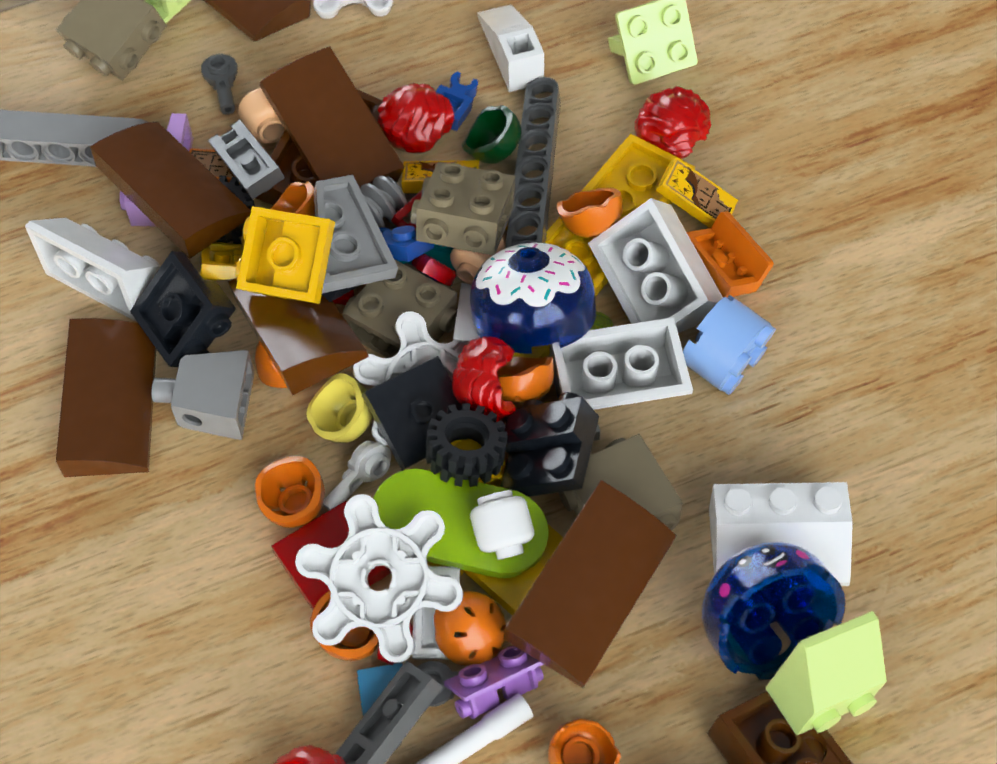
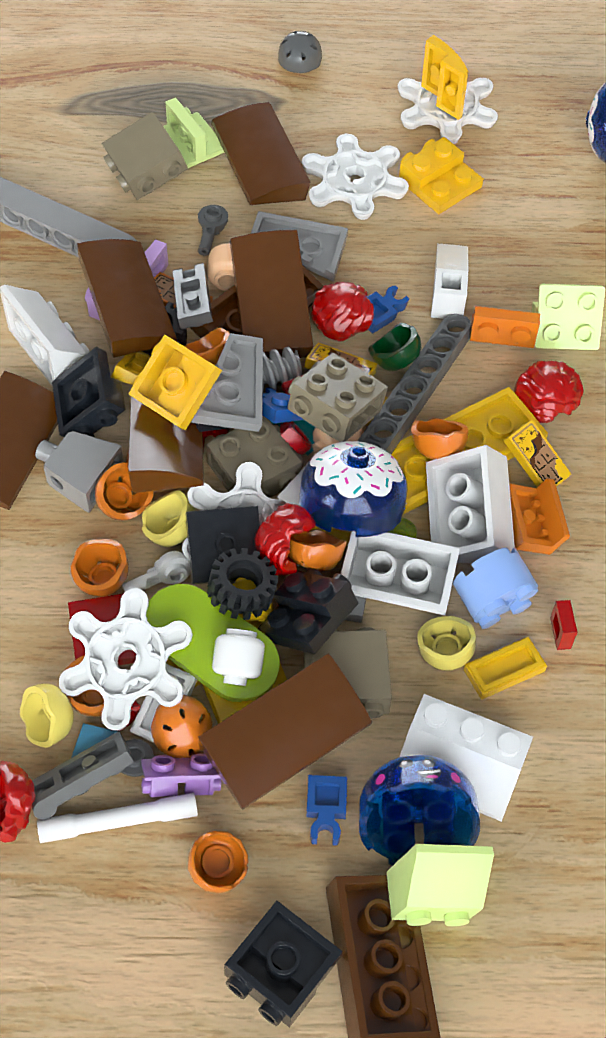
camera: 20 degrees right, 0 degrees up
(266, 408) = (117, 496): none -> orange helmet
(310, 691) = (46, 714): none -> light yellow helmet
(355, 51) = (319, 243): none -> light grey wing
(595, 73) = (504, 327): none -> orange bracket
(665, 642) = (326, 802): none -> blue plate
(703, 431) = (447, 651): none -> light yellow helmet
(772, 425) = (505, 667): none -> yellow tile
(811, 356) = (563, 624): none -> red tile

